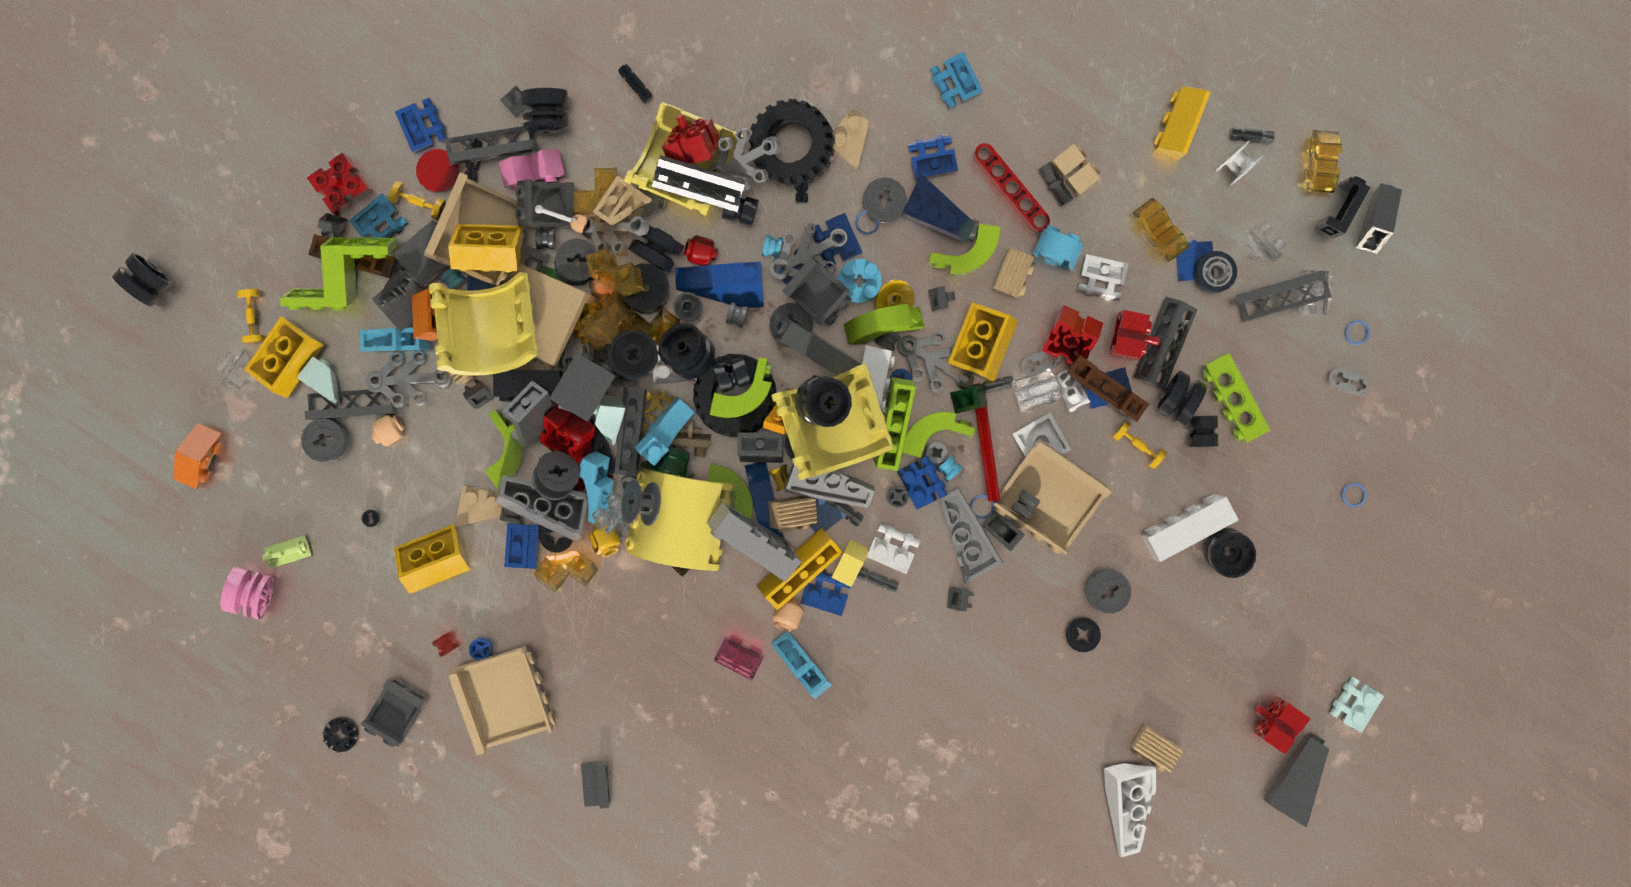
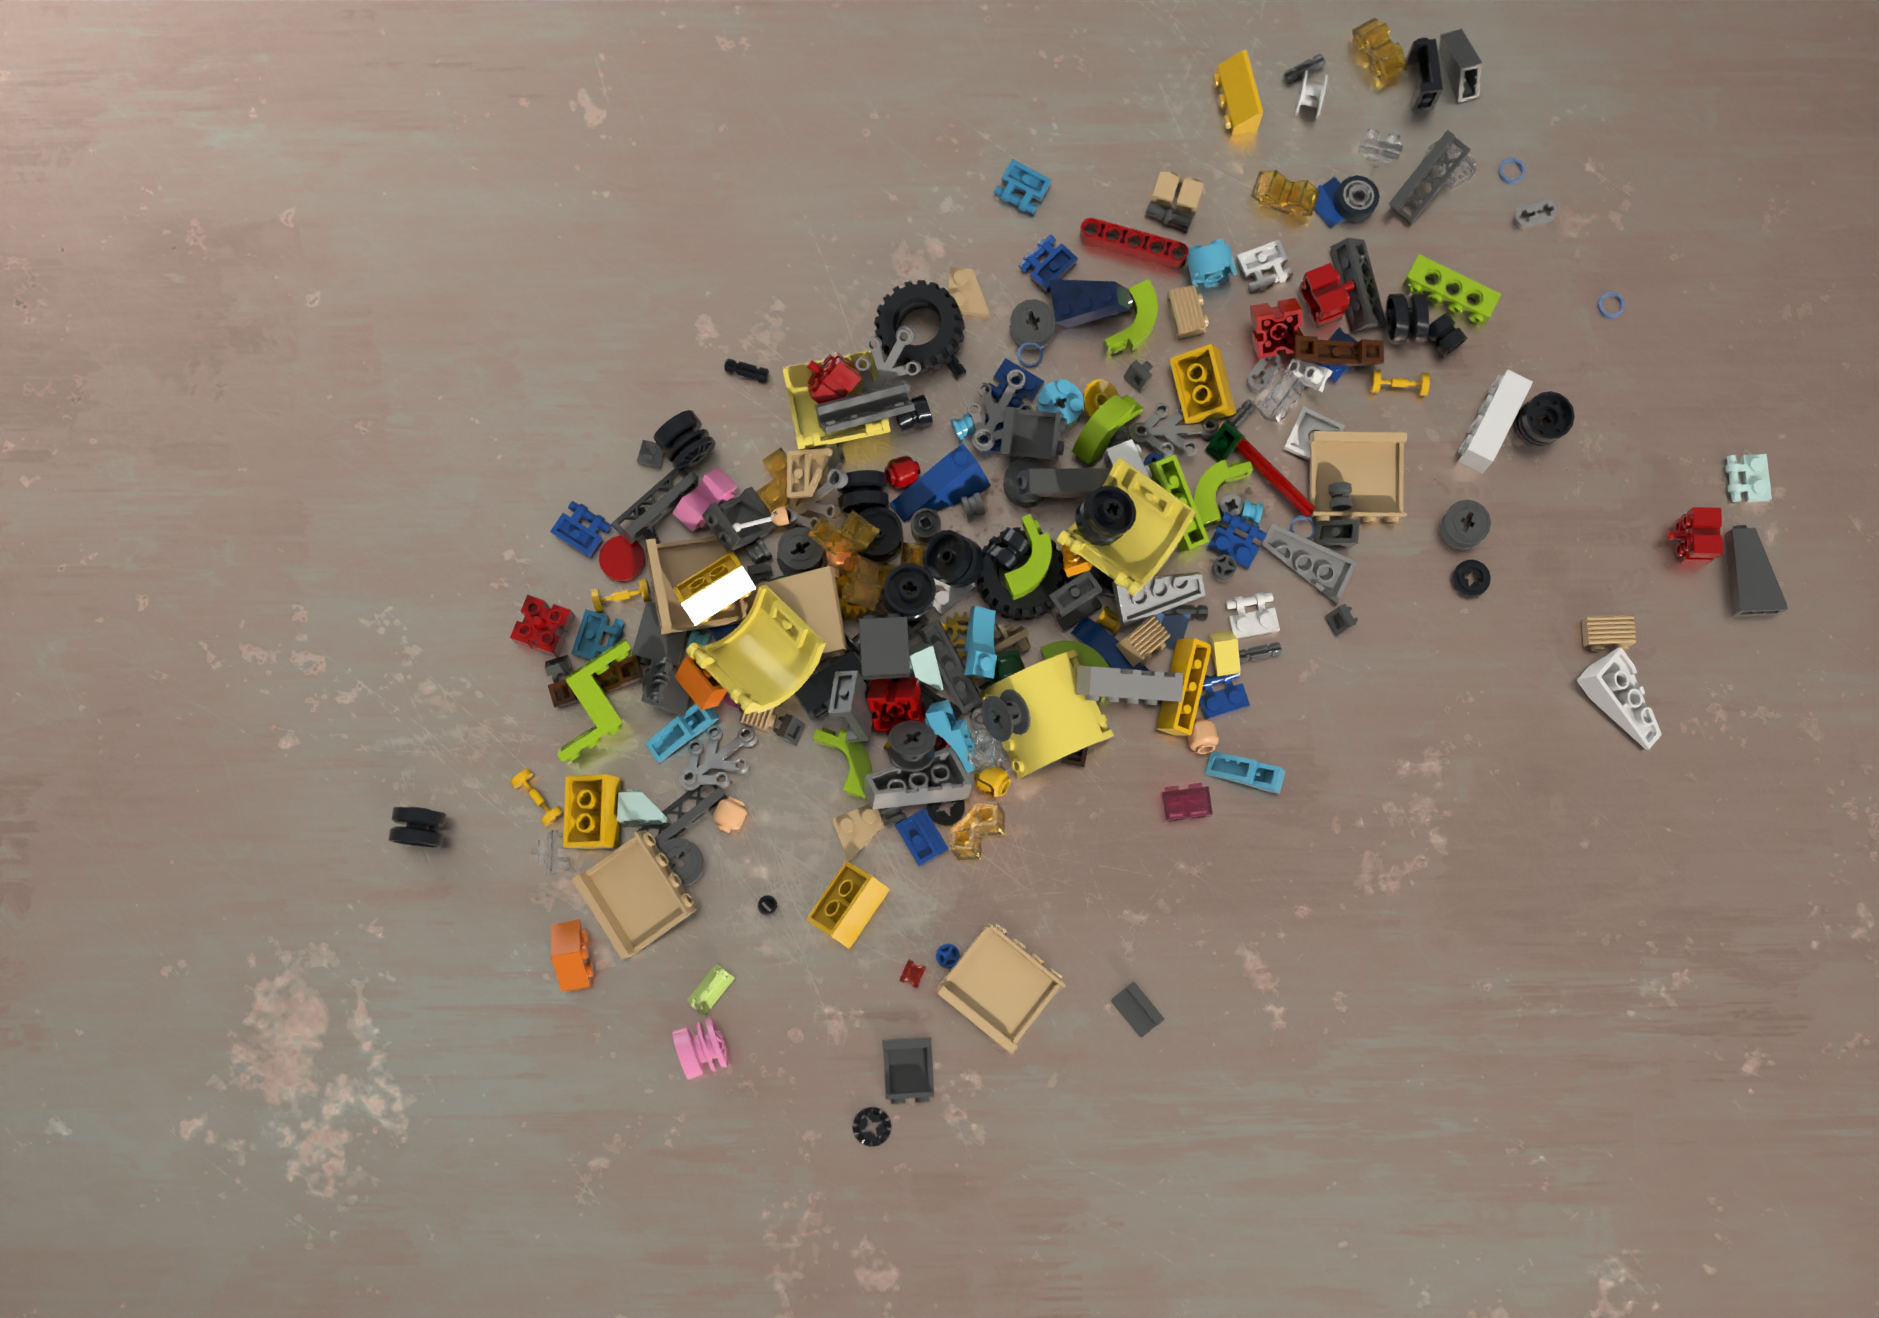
camera: 35 degrees left, 10 degrees down
(273, 443) = (635, 894): none -> tan panel

